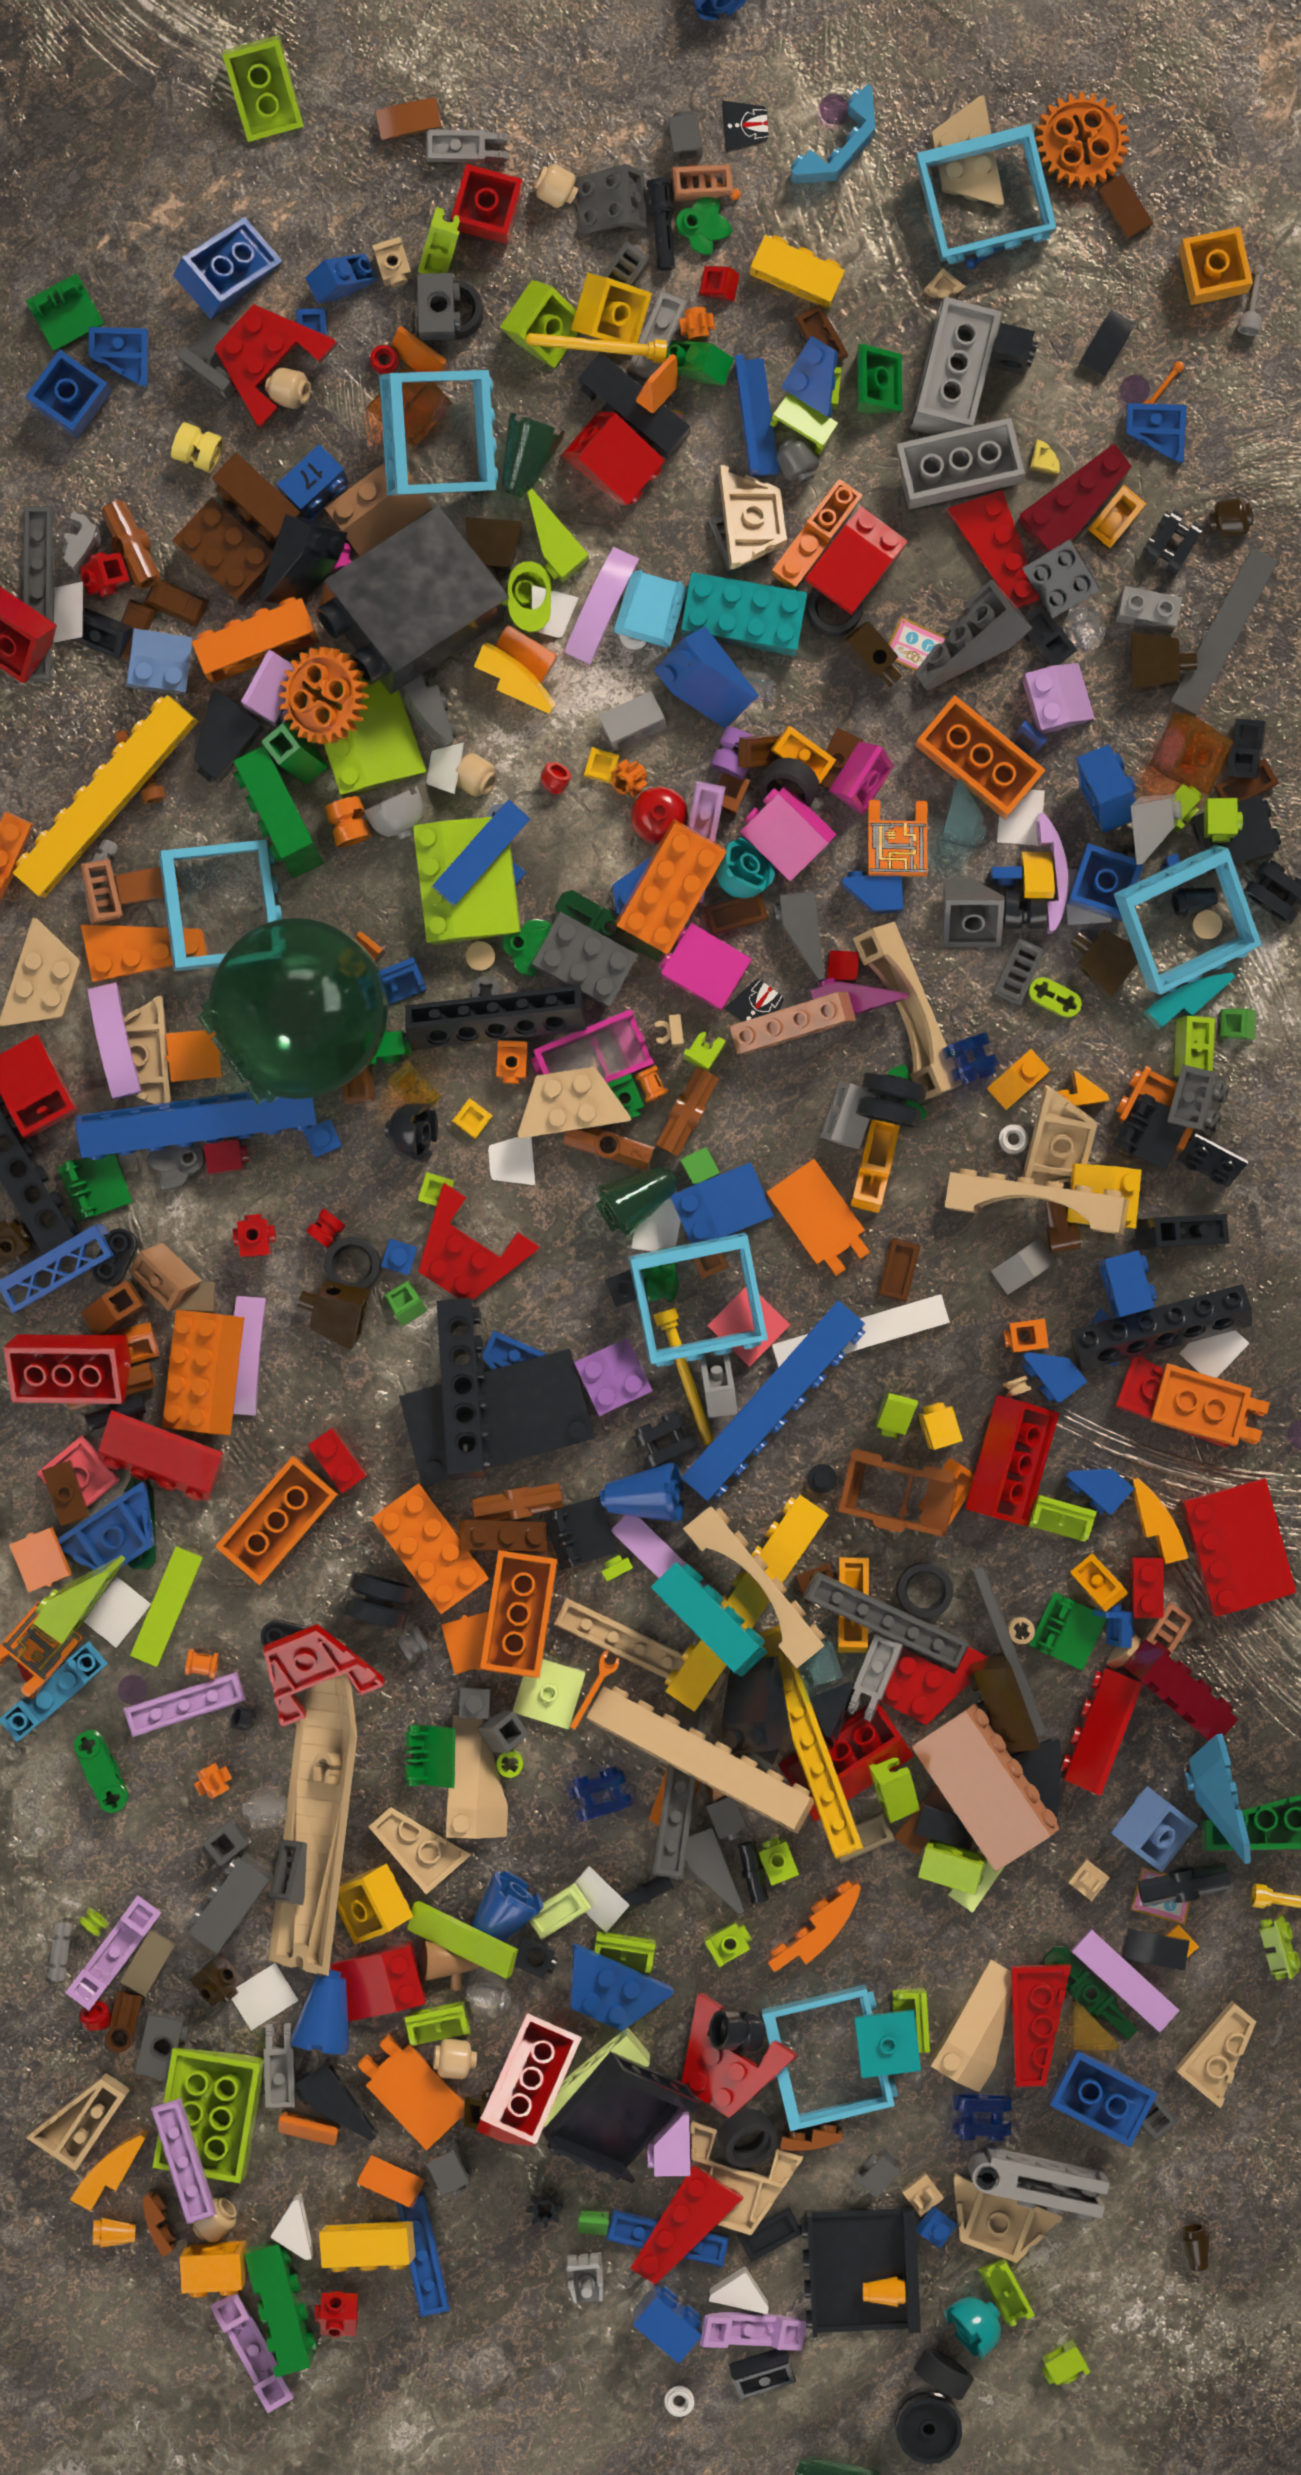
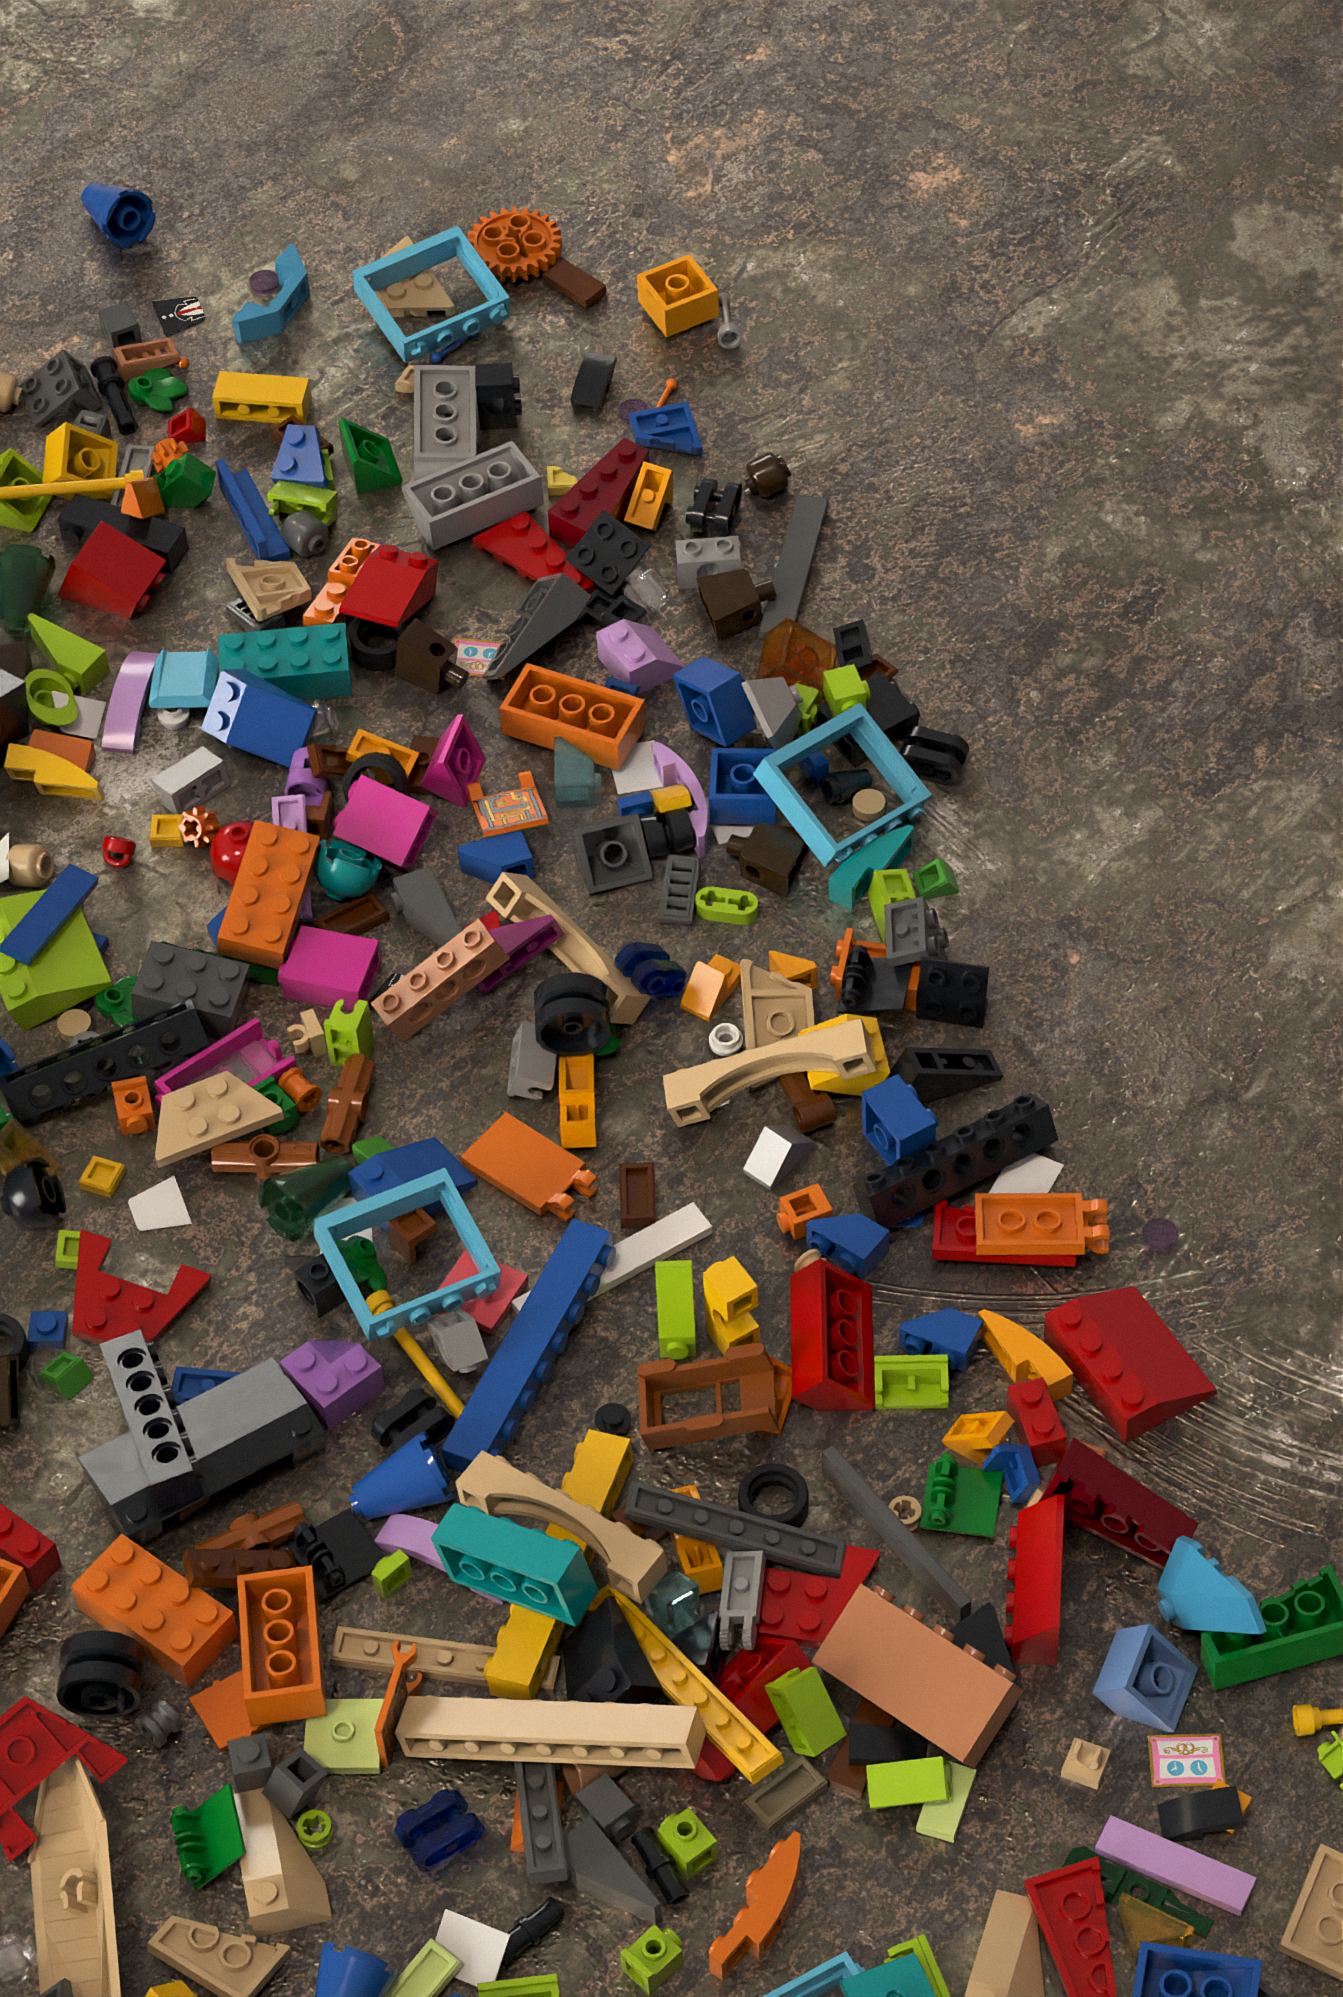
camera: 15 degrees left, 35 degrees down
(1003, 1703) = (908, 1570): dark brown slope -> none
(1184, 1885) = (1205, 1731): black piece -> none

